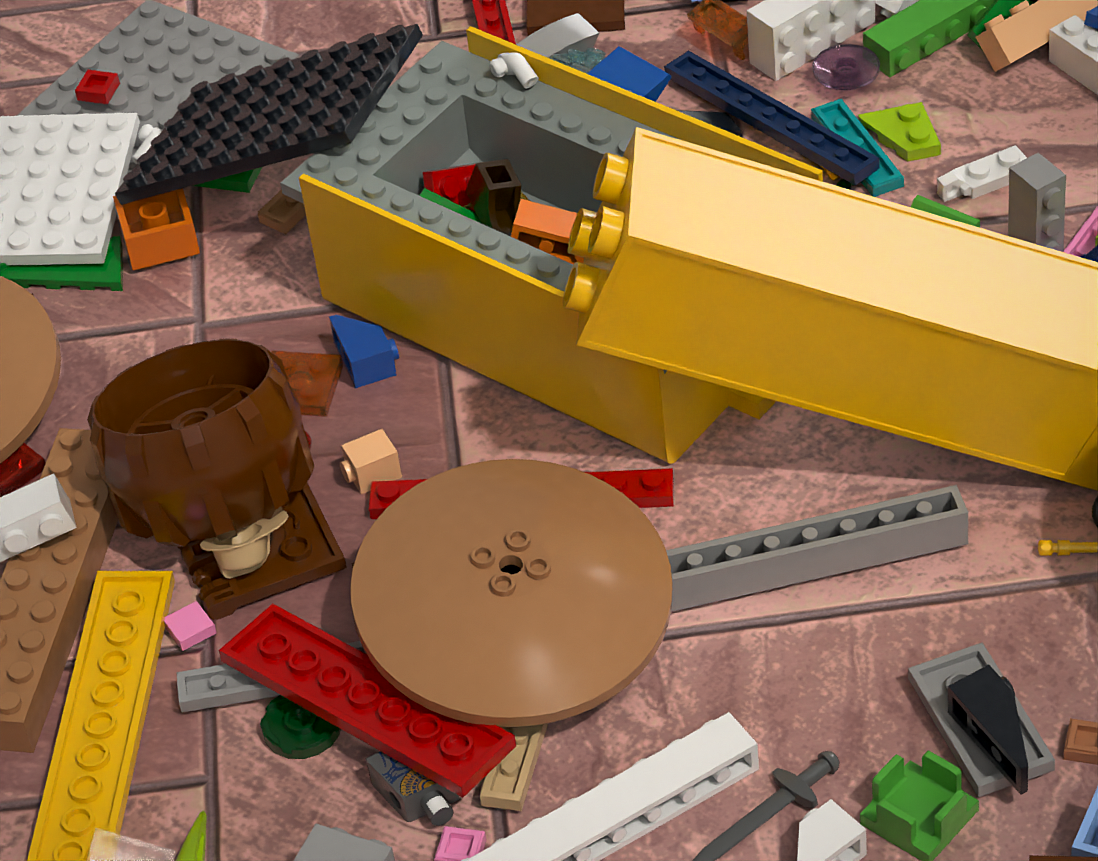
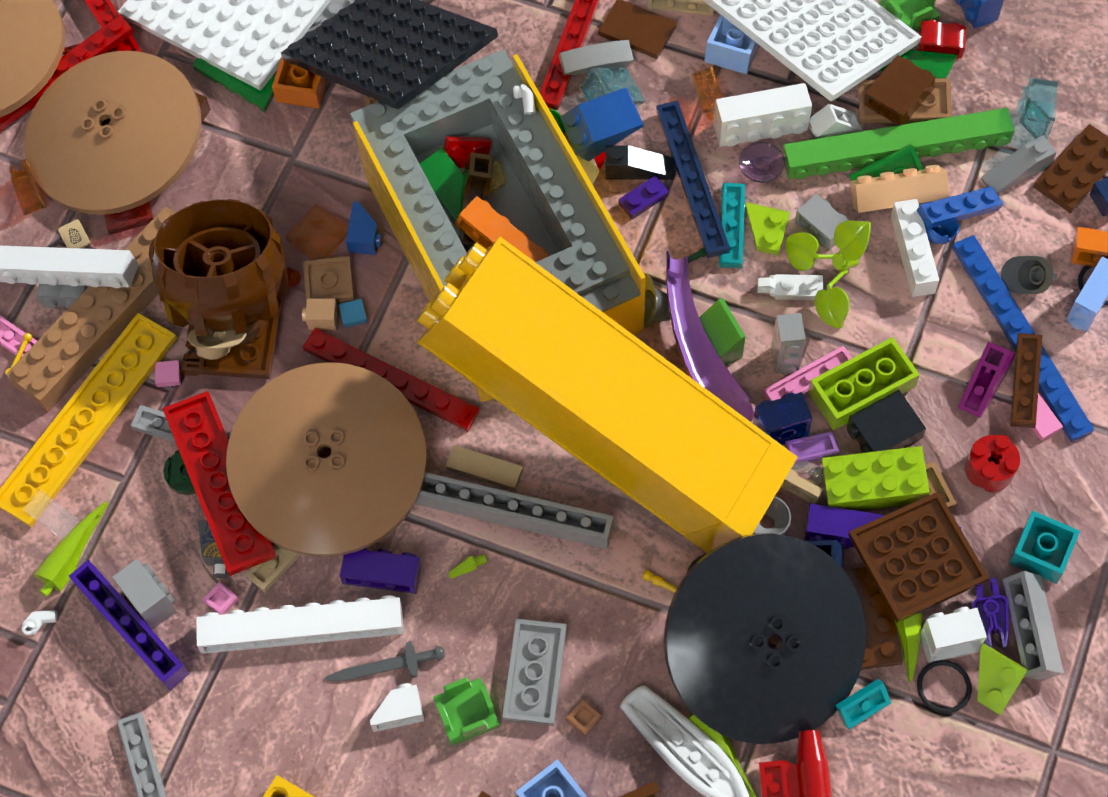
camera: 25 degrees right, 20 degrees up
(146, 134) = (333, 9): white arm -> none
(349, 418) = (329, 279): none -> medium nougat plate
(415, 445) = (353, 313): none -> dark azure tile
(674, 703) = (381, 570): none -> dark purple brick
(722, 525) = (484, 467): none -> tan tile
(790, 647) = (467, 565): none -> lime bar
(971, 94) = (819, 220): none -> light grey brick
(988, 714) = (533, 681): black slope -> none
(1041, 66) = (852, 239): none -> lime plant

